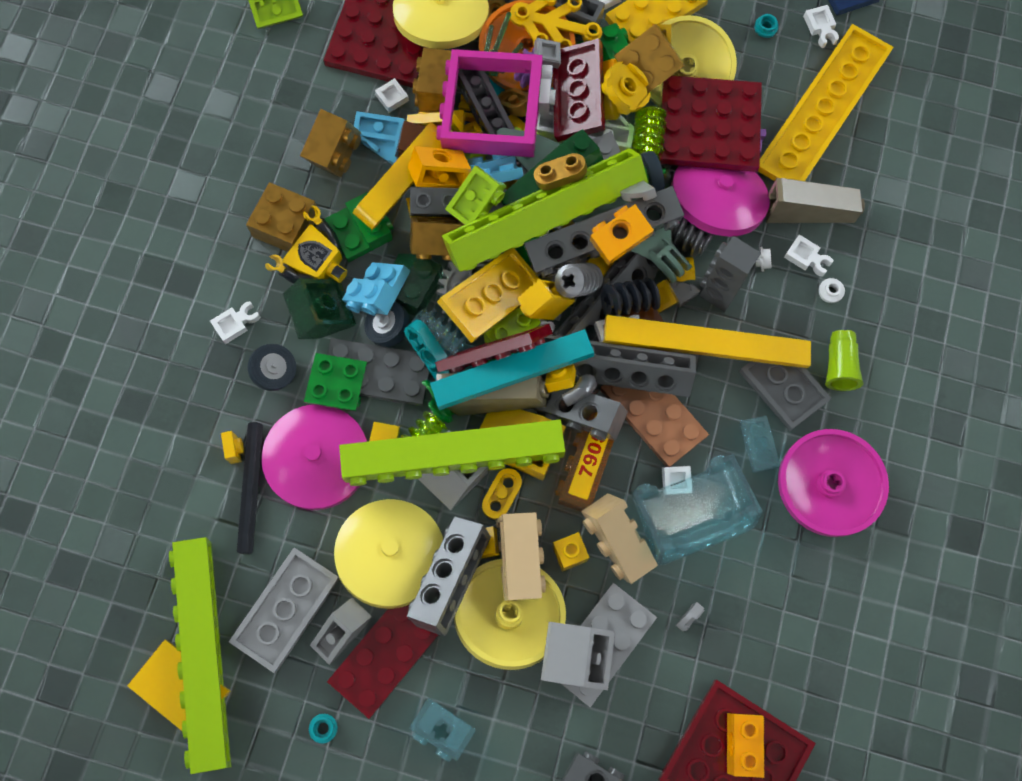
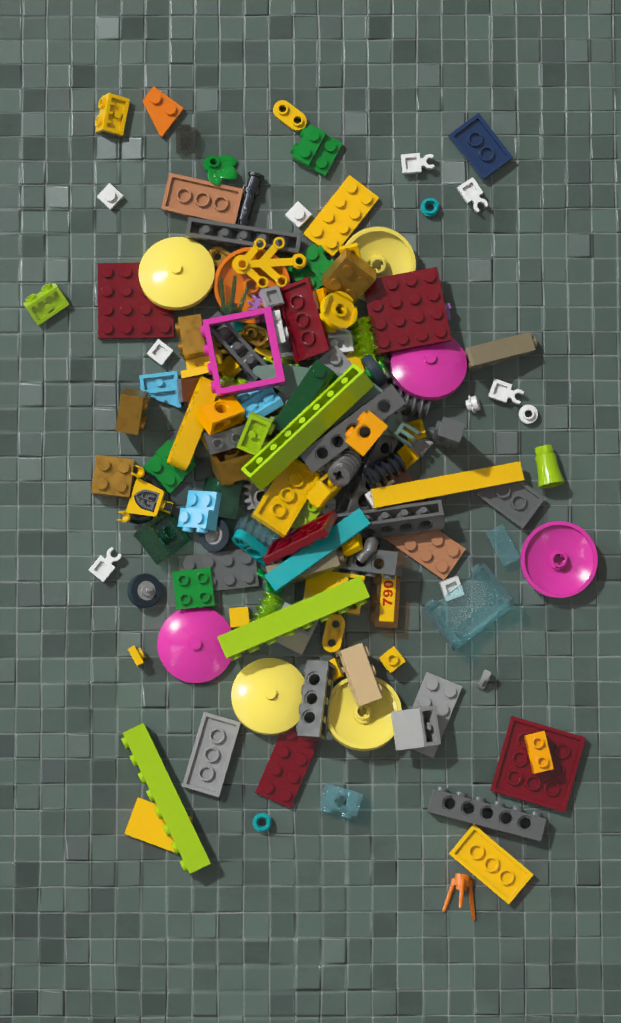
camera: 15 degrees left, 10 degrees up
(250, 486) = (158, 679): black axle -> none
(340, 630) = (253, 757): light grey slope -> none
(560, 171) = (310, 400): pearl gold plate -> none
(619, 538) = (421, 642): tan wedge -> none
(638, 190) = (369, 395): light grey tile -> none
(825, 106) = (490, 266): yellow plate -> none

